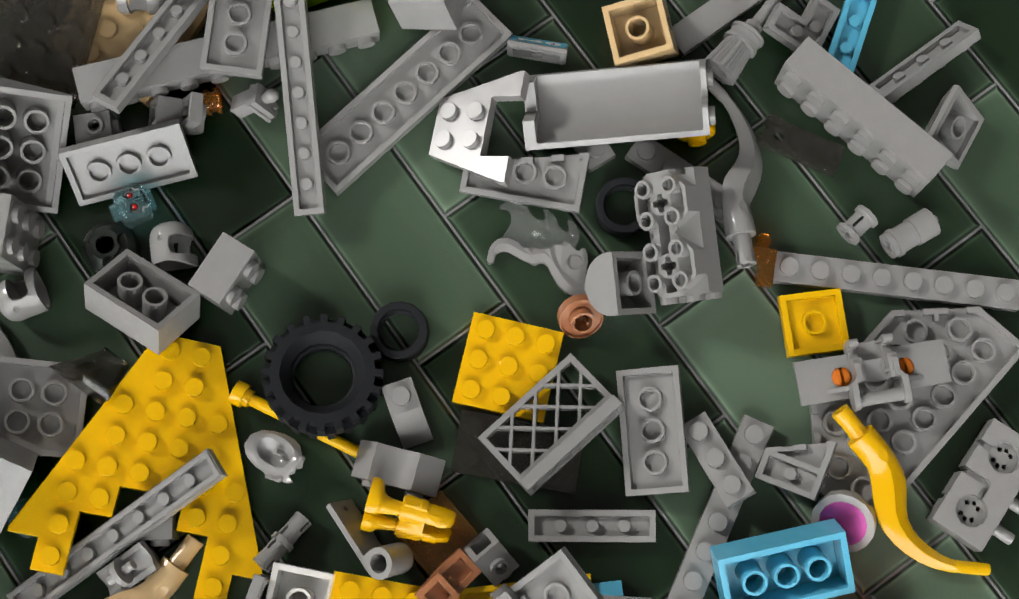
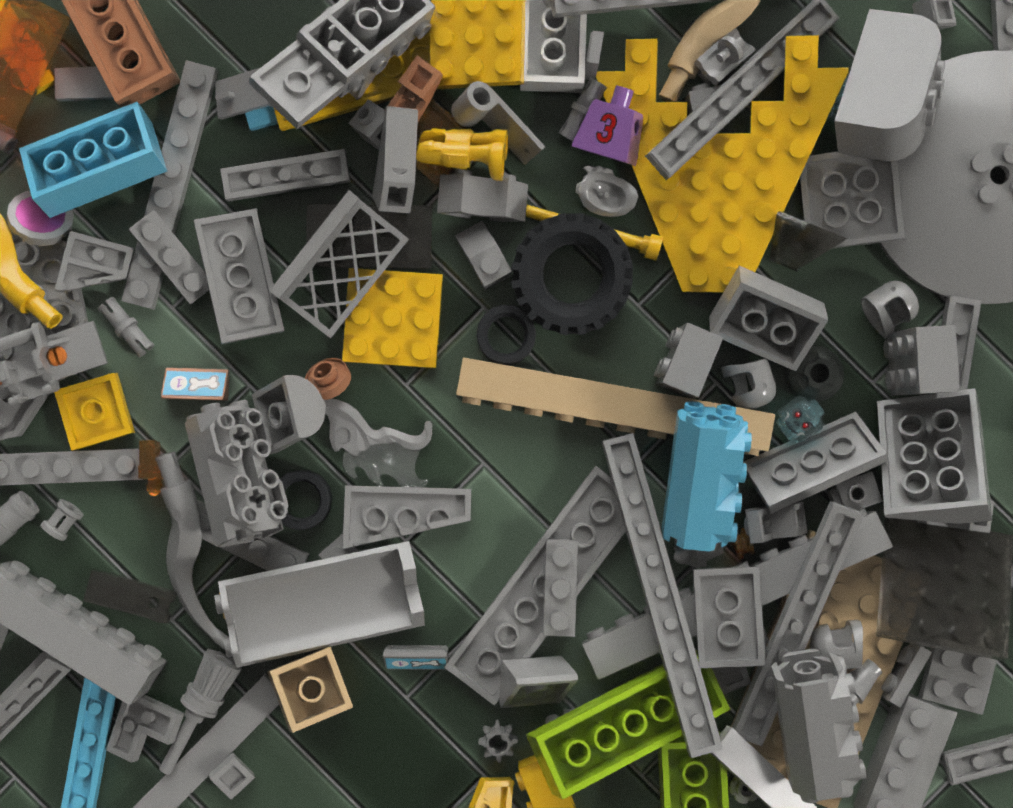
camera: 170 degrees right, 10 degrees up
(233, 161) = (705, 476): none -> medium azure brick
(256, 513) = (612, 128): none -> medium lavender torso
(308, 247) = (589, 400): none -> tan brick
(390, 86) = (560, 587): none -> light grey plate
(466, 124) = (475, 557): wing -> none
(476, 514) = (396, 161): none -> light grey slope
(711, 333) = (196, 384): none -> slope
(772, 400) = (126, 327): none -> light grey pin

